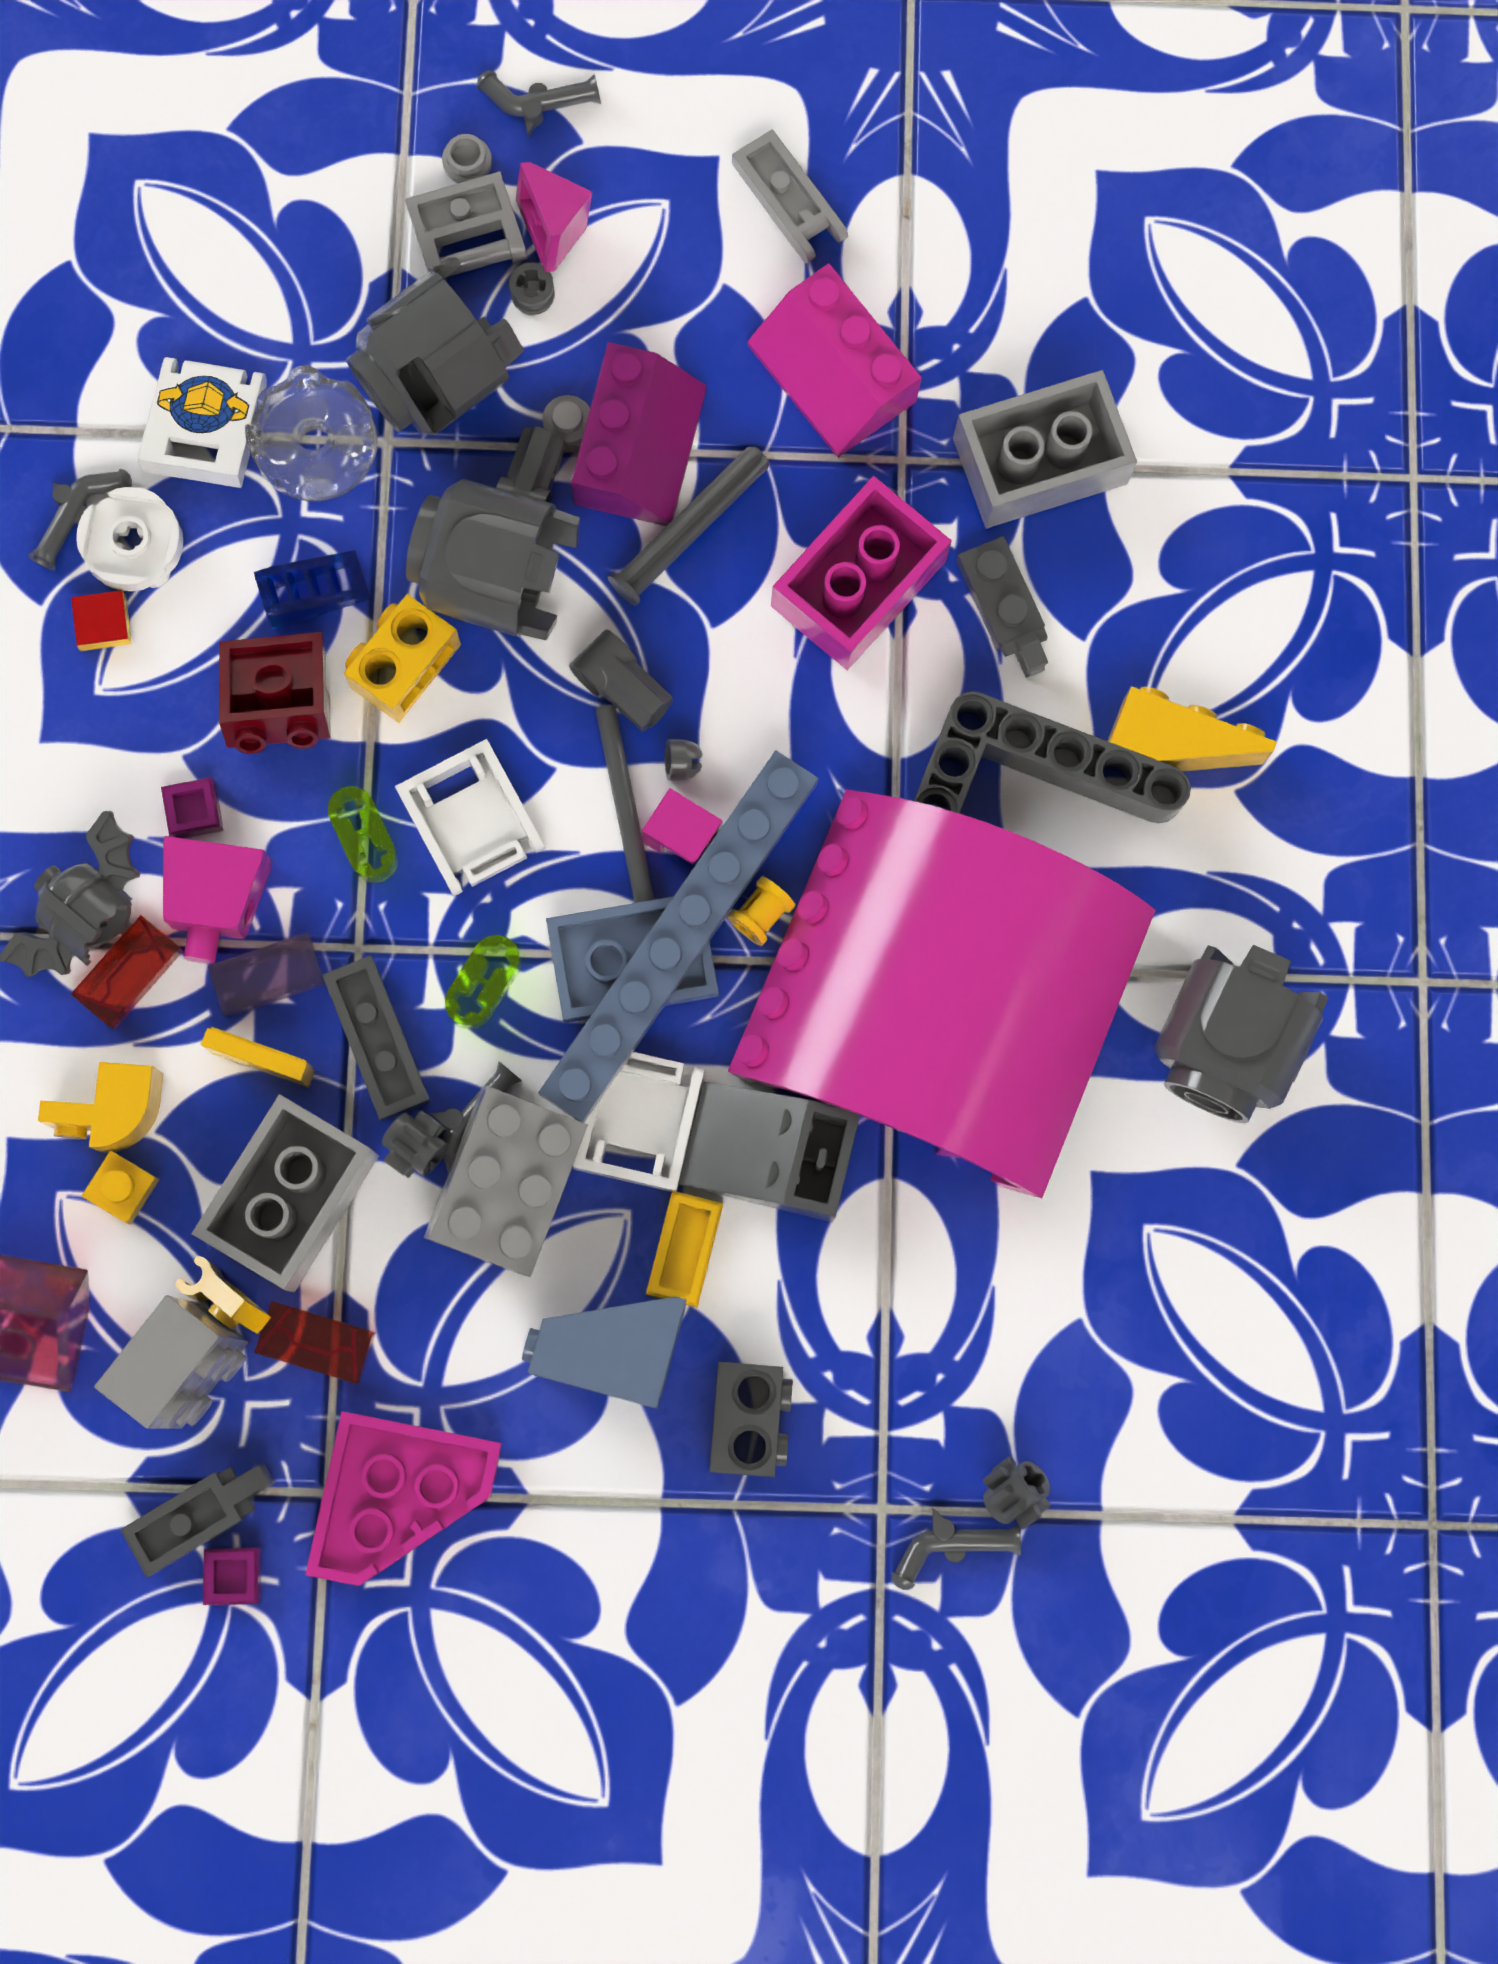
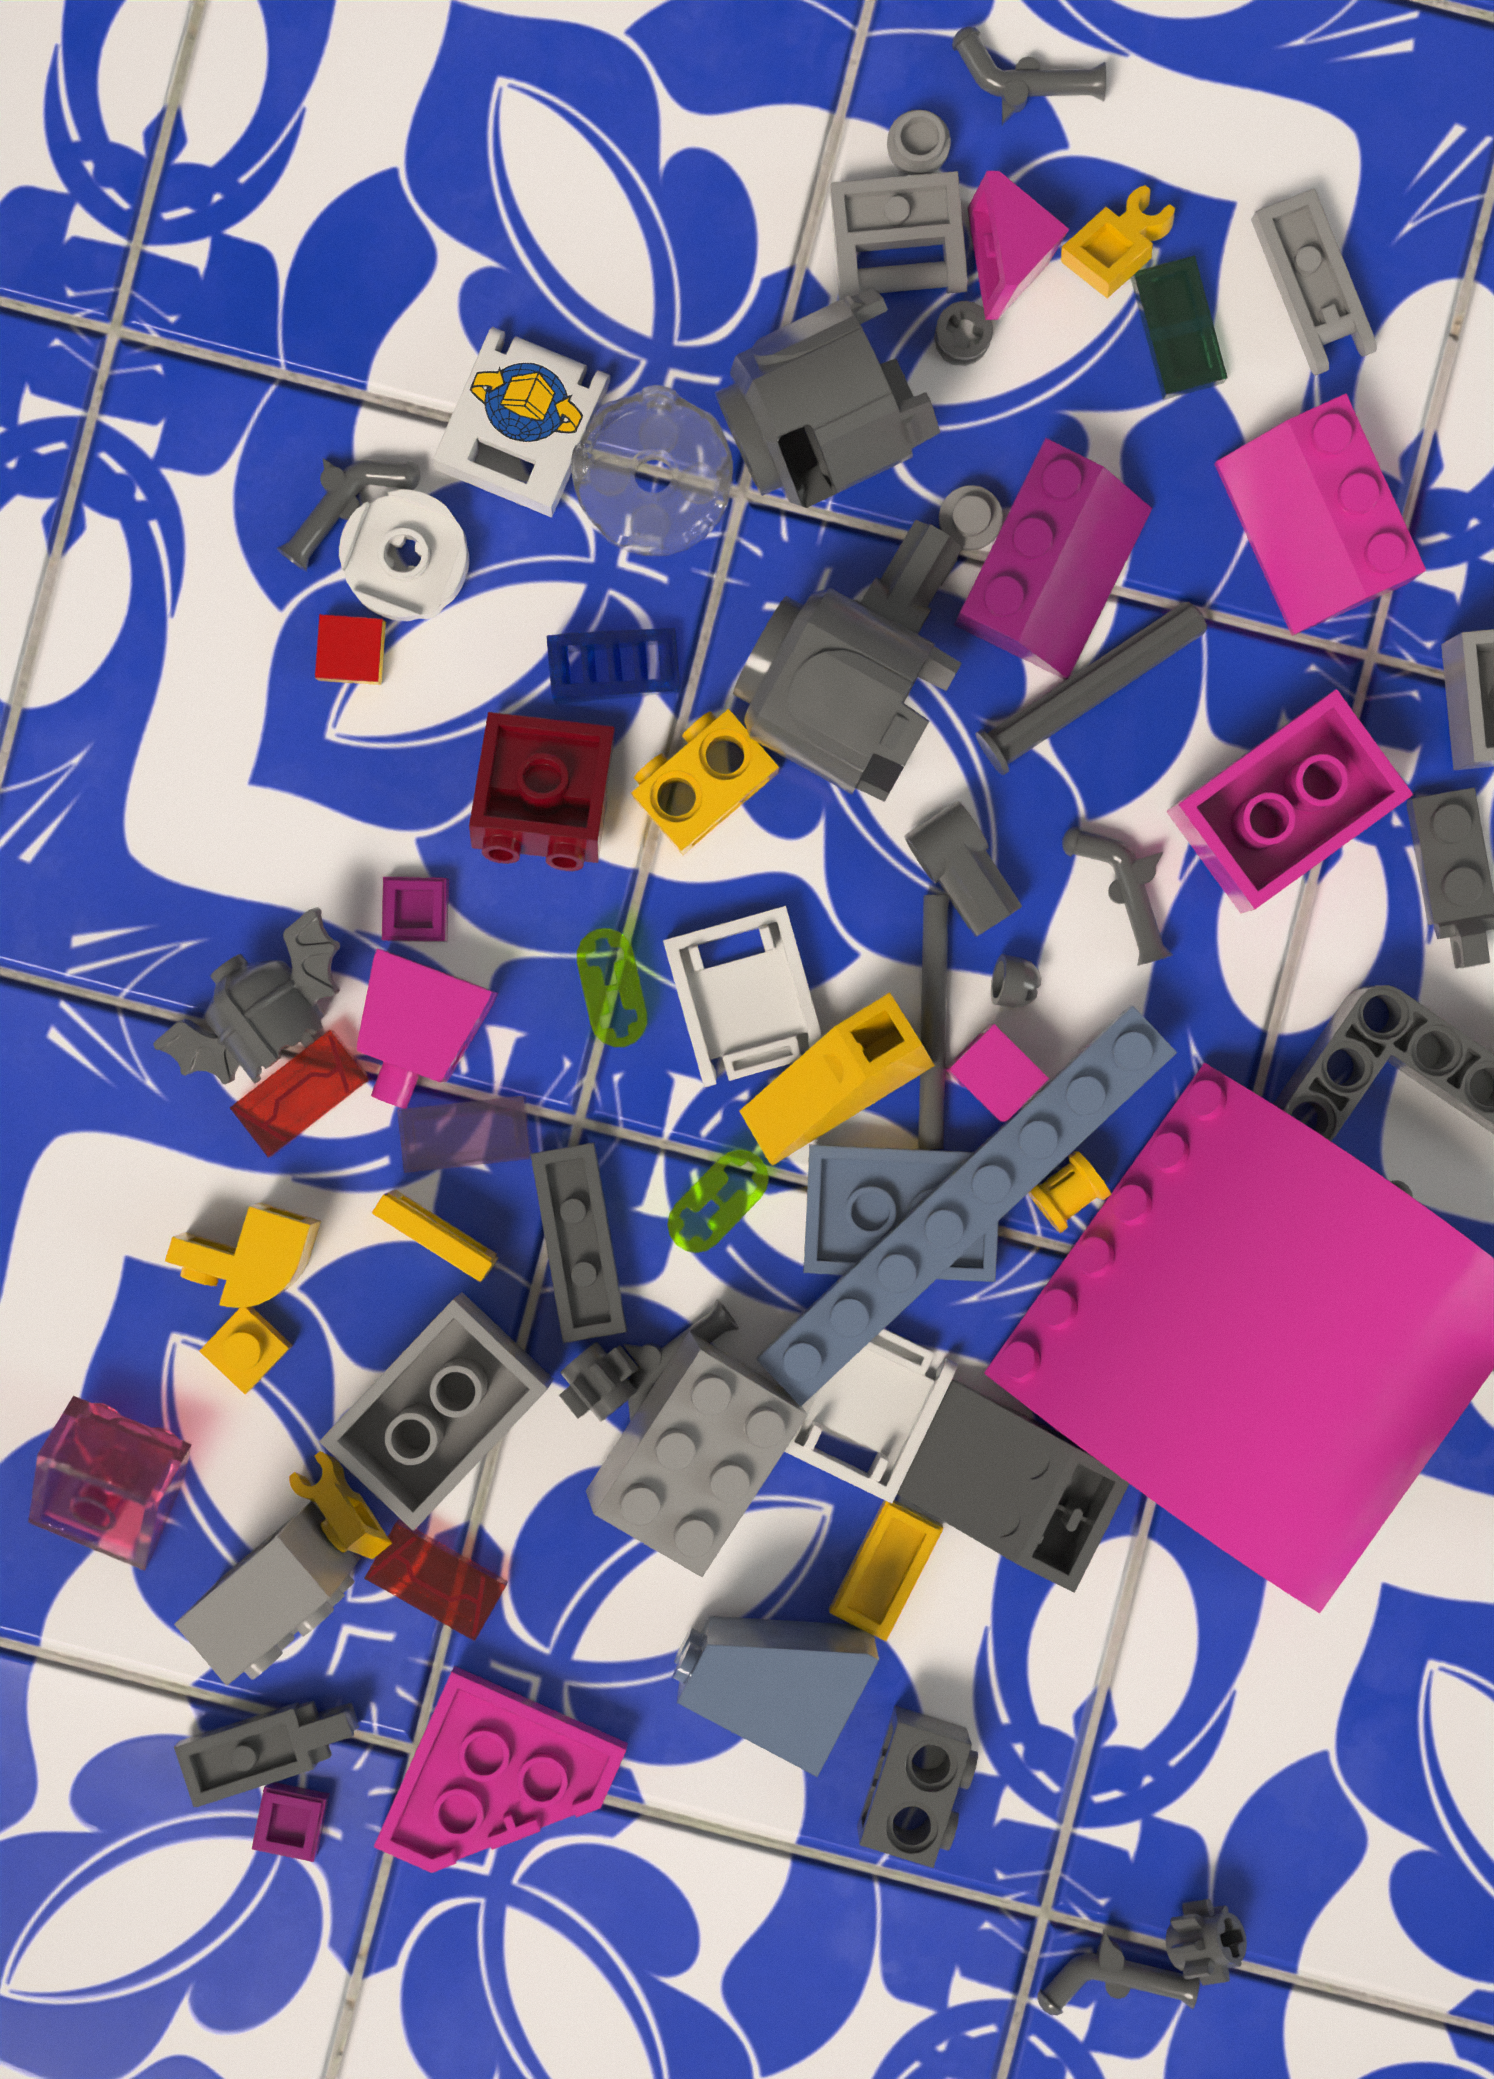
camera: 20 degrees right, 10 degrees up
(557, 858) = (837, 1079): none -> yellow slope
(633, 202) = (1114, 246): none -> yellow plate
(696, 251) = (1178, 327): none -> clear green tile
(755, 669) = (1128, 887): none -> dark grey piece

